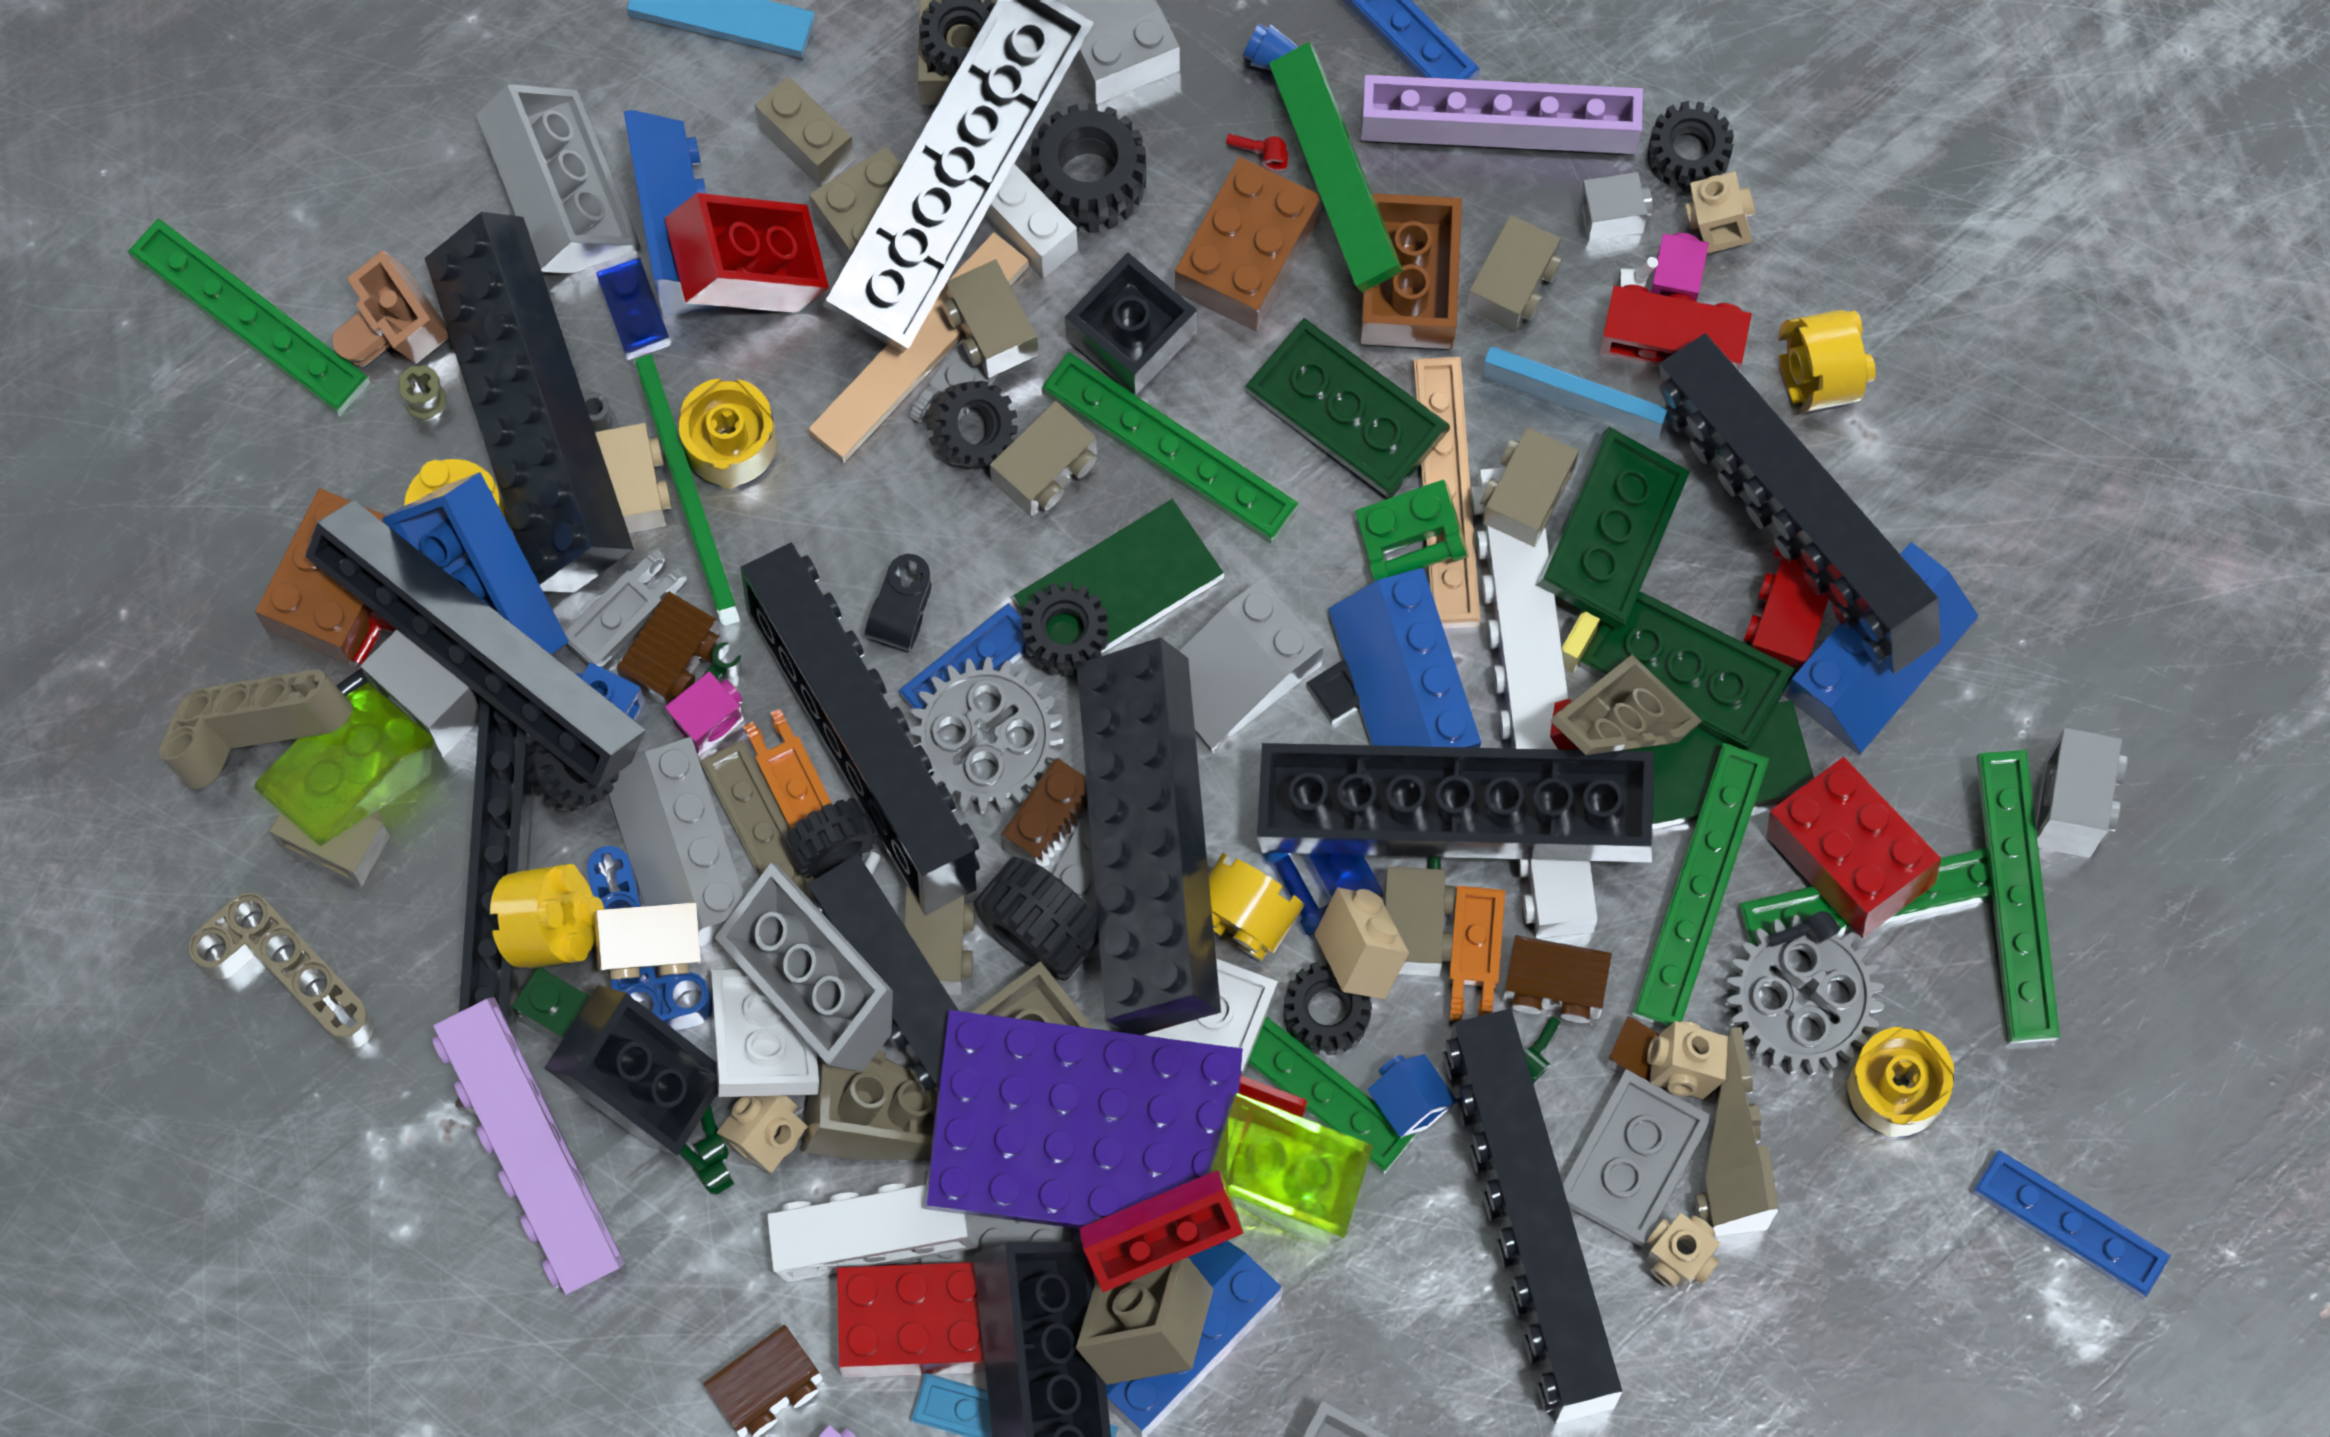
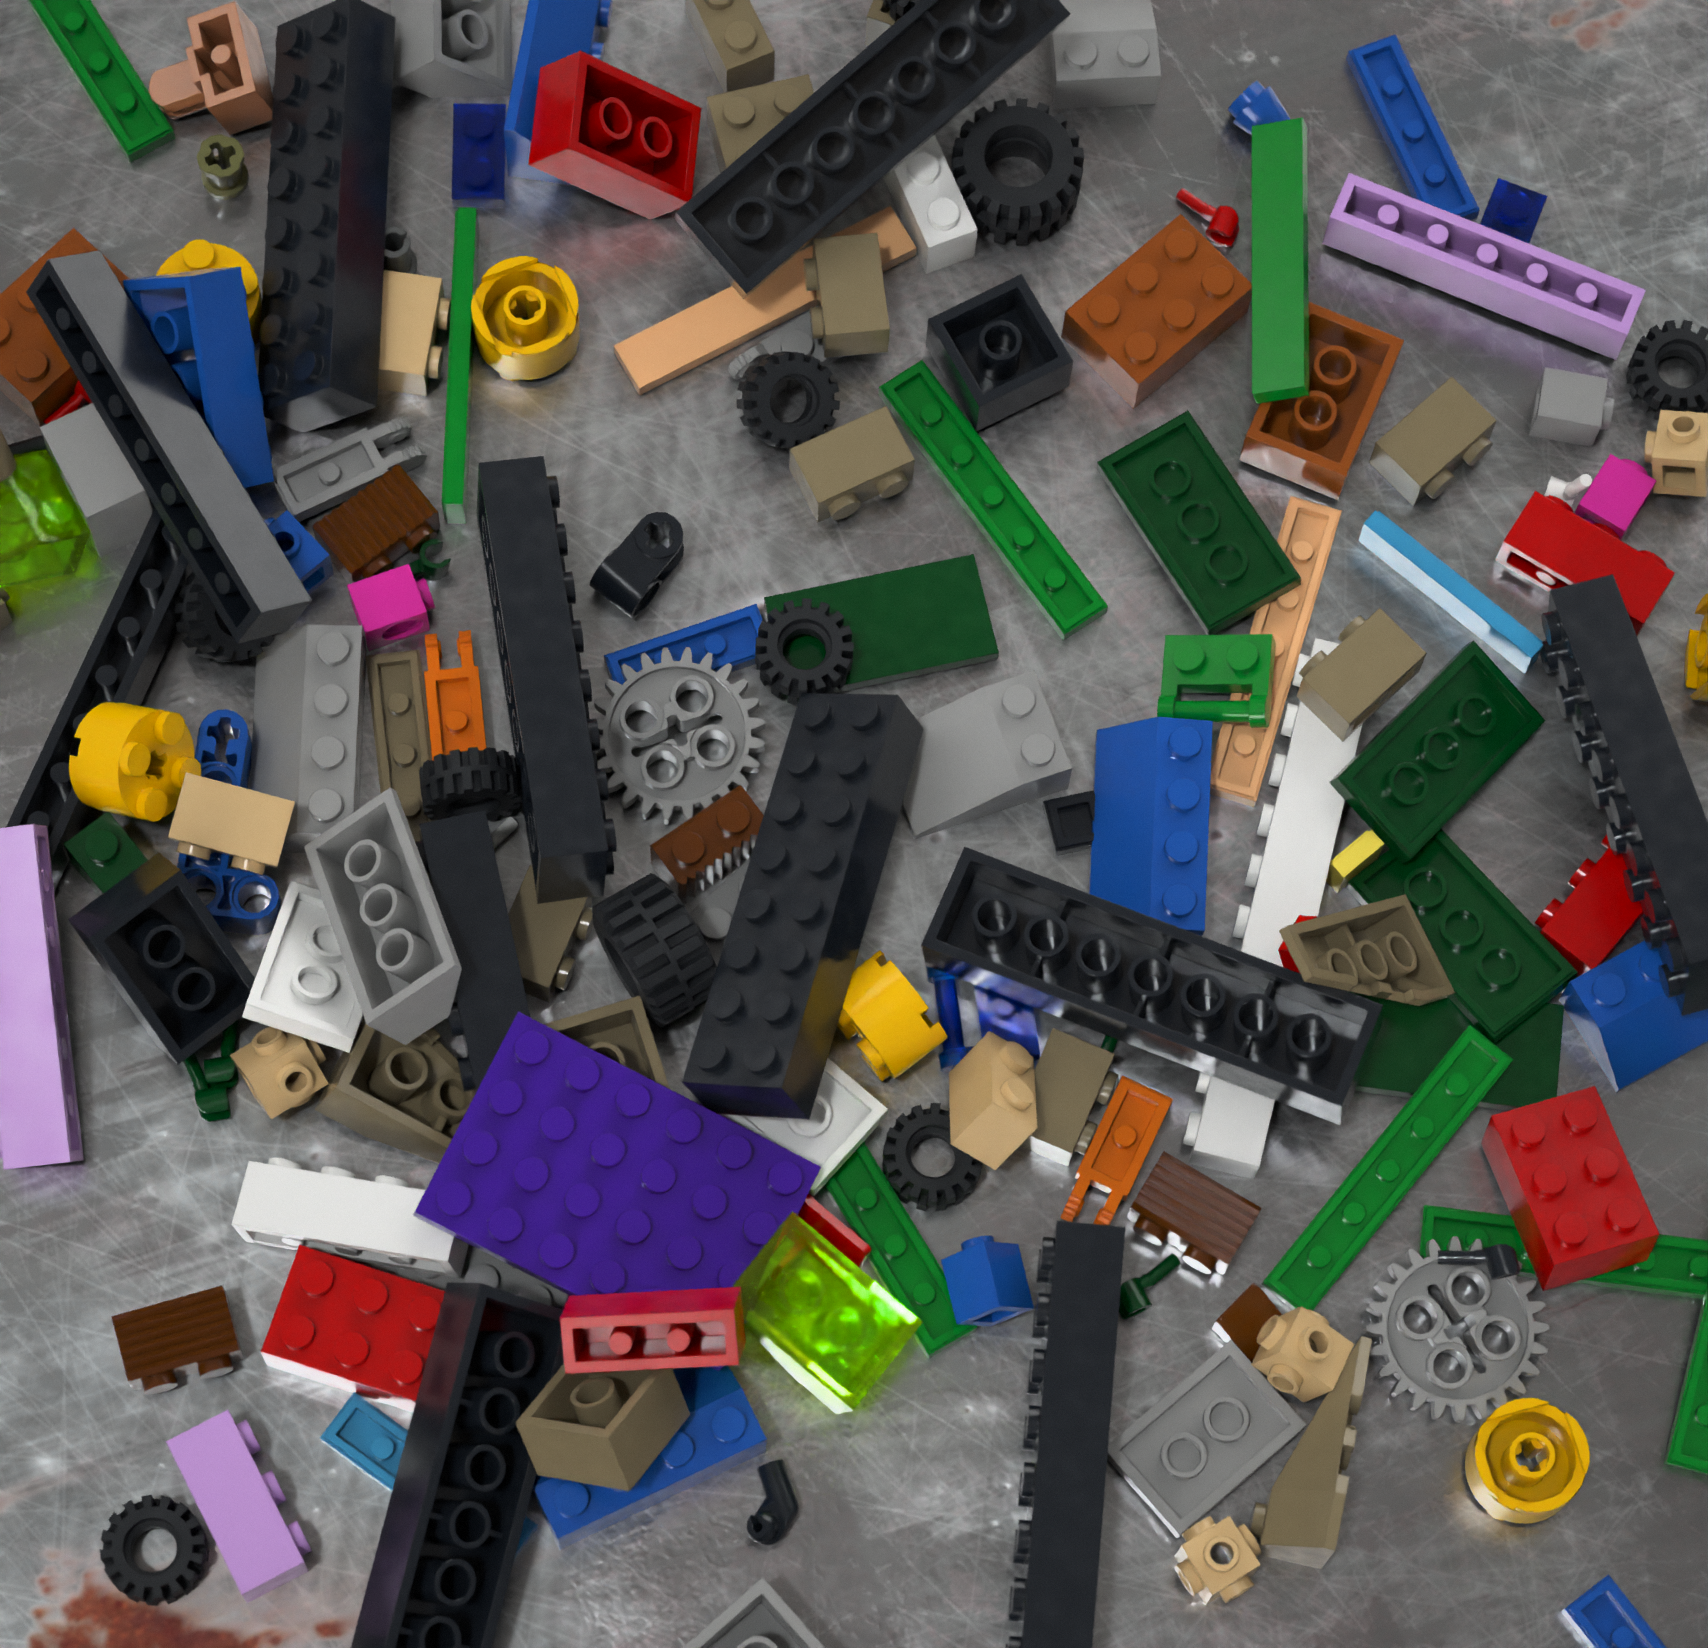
camera: 15 degrees right, 0 degrees up
(1309, 1339) = (778, 1507): none -> black arm
(1509, 59) = (1513, 210): none -> clear blue brick

